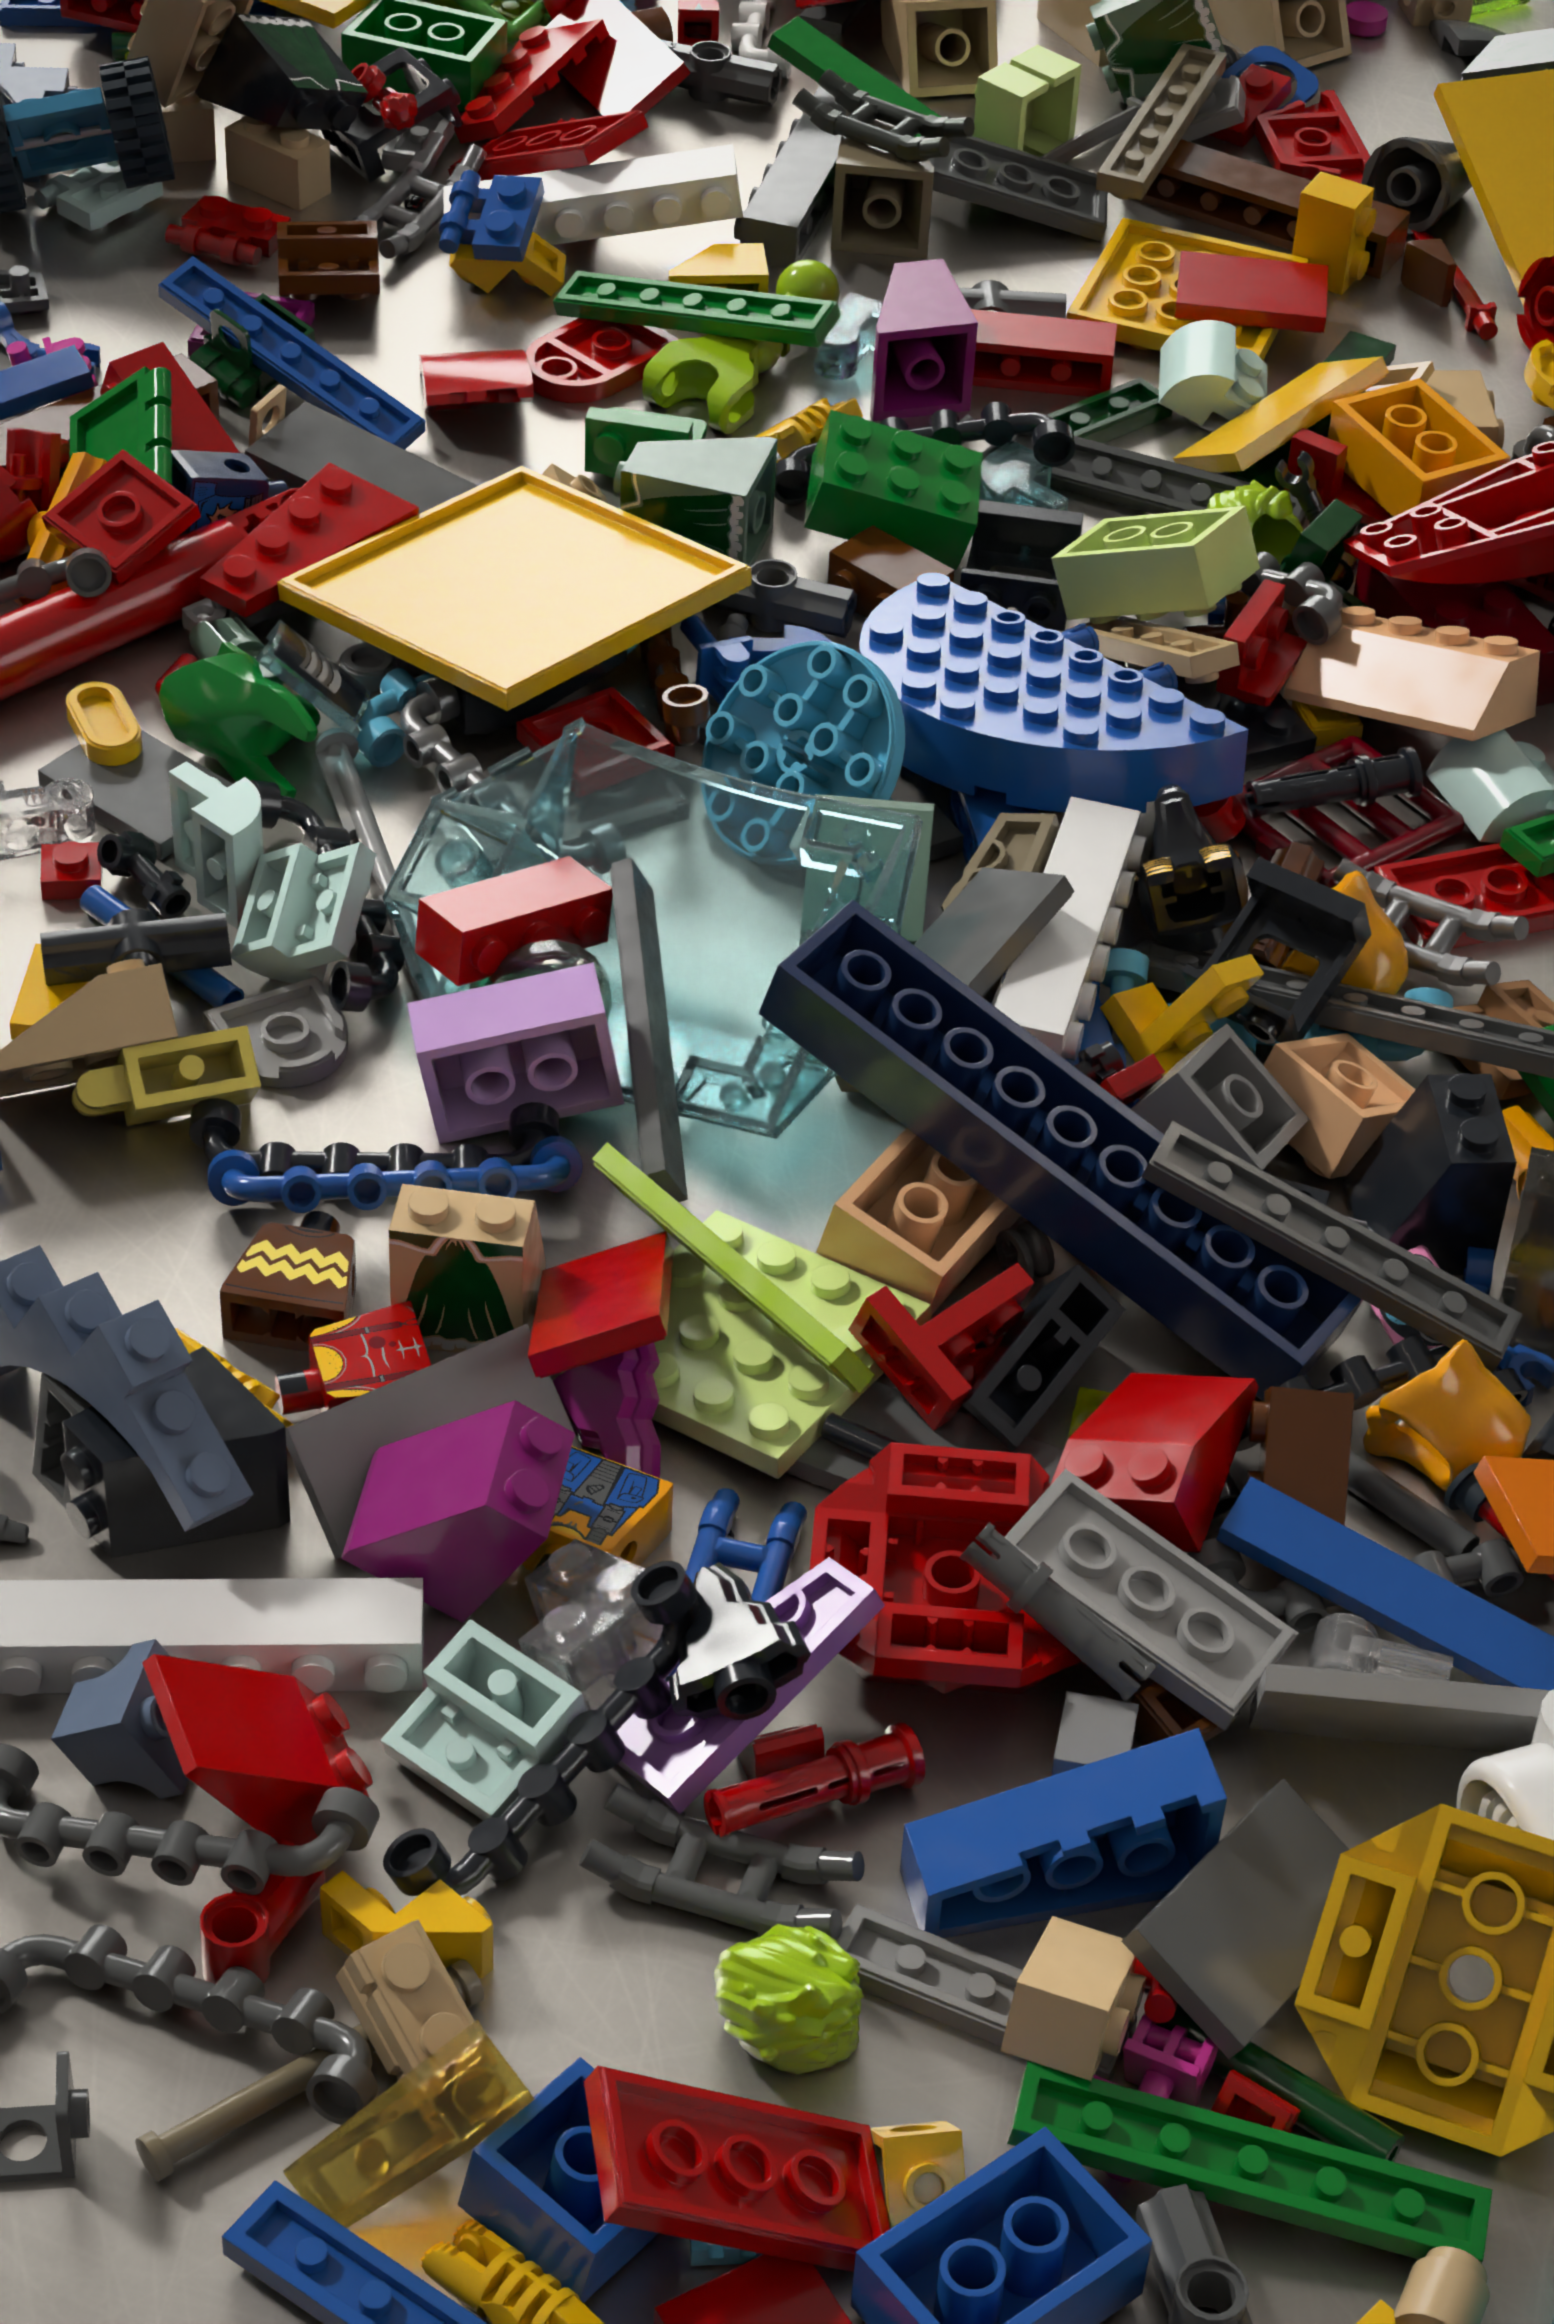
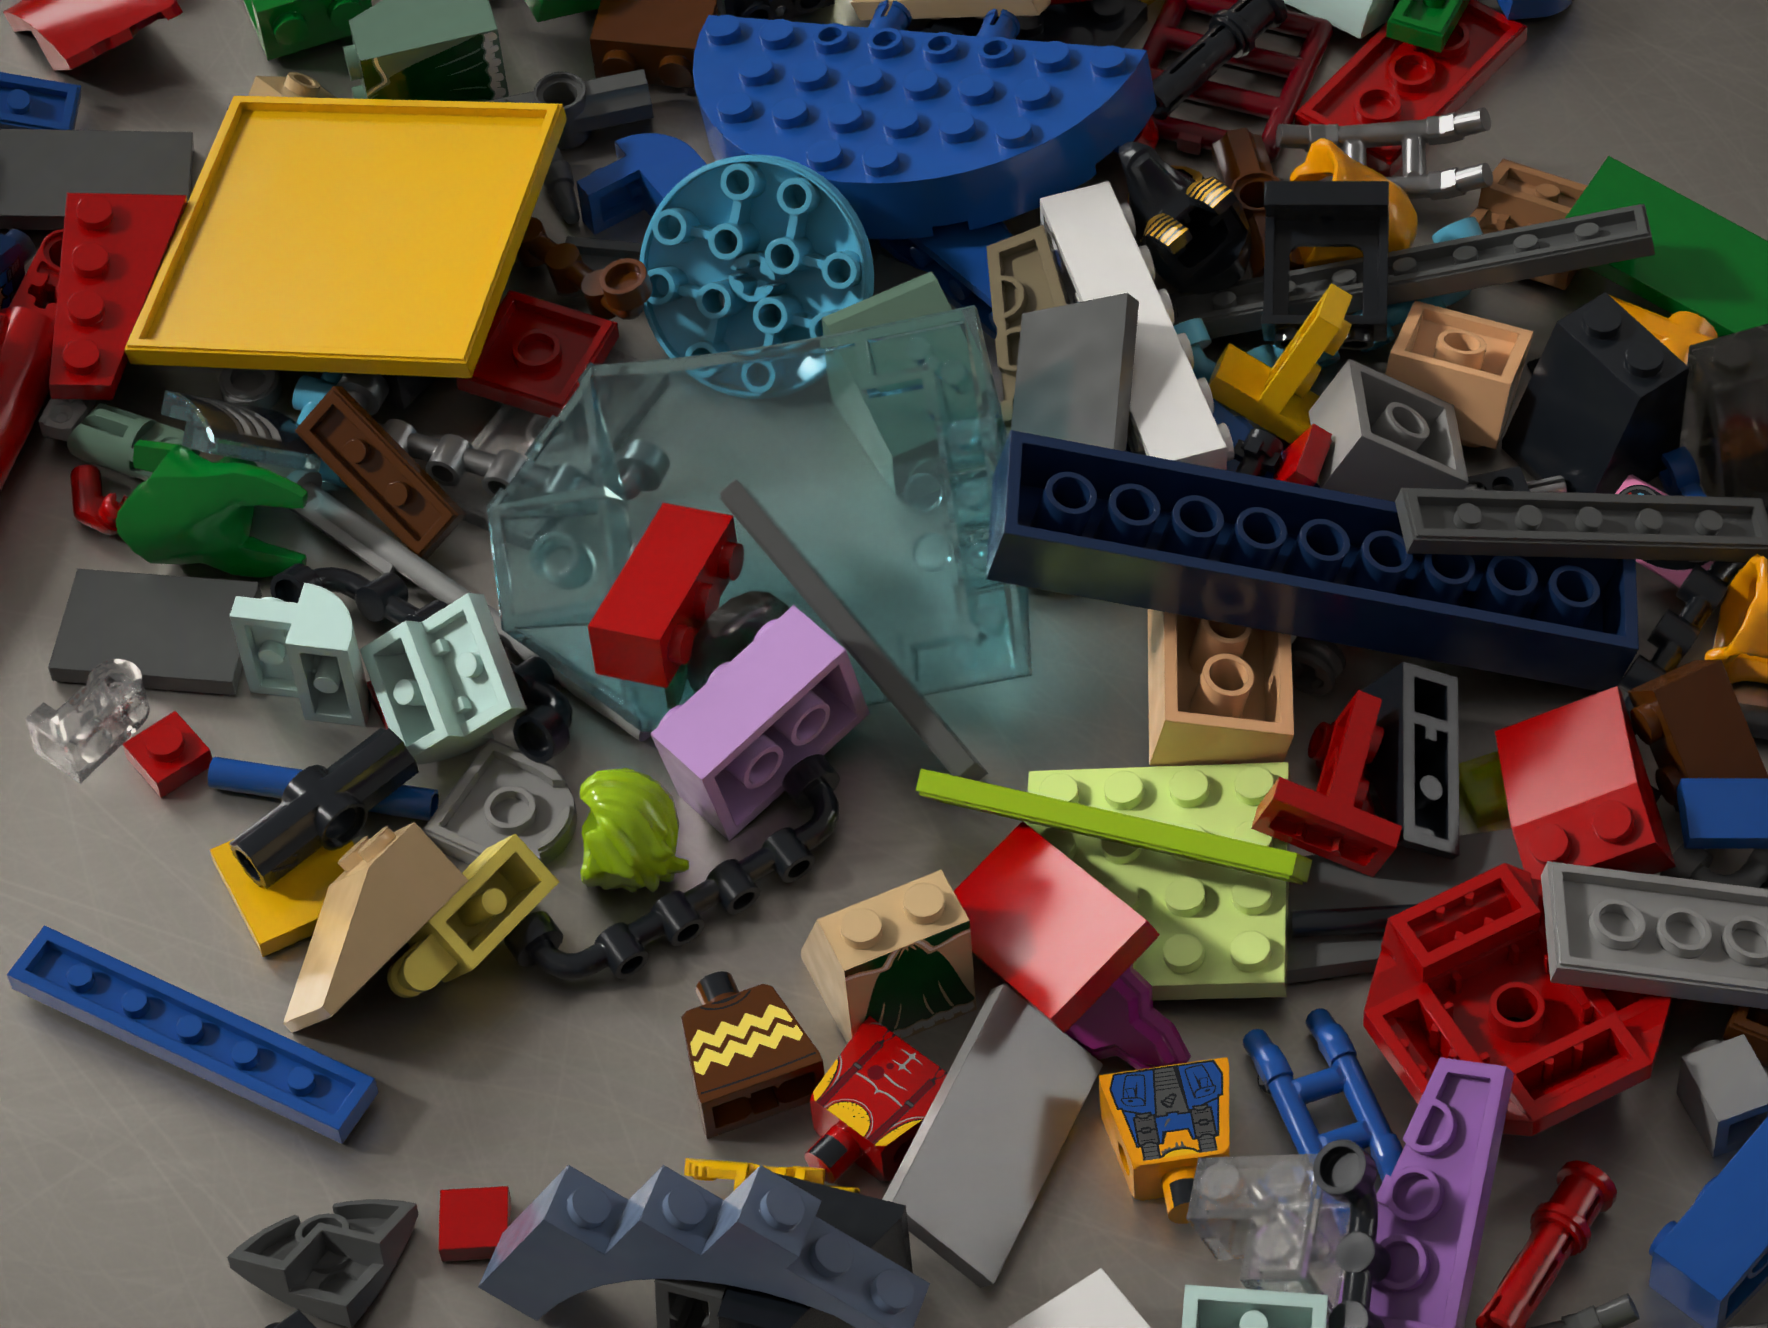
camera: 25 degrees left, 10 degrees up
(104, 723) = (72, 585): yellow tile -> none
(136, 857) = (221, 707): black bar -> none
(236, 1178) = (857, 806): blue bar -> none
(347, 1079) = (629, 832): none -> lime hair
(394, 753) = (380, 472): none -> reddish brown tile
(461, 1504) = (1089, 1183): magenta slope -> none
(717, 661) = (592, 218): blue arm -> none
(733, 1651) = (1426, 1184): black rock -> none
(782, 1749) = (1501, 1242): red slope -> none
(1057, 1611) = (1618, 990): dark grey pin -> none

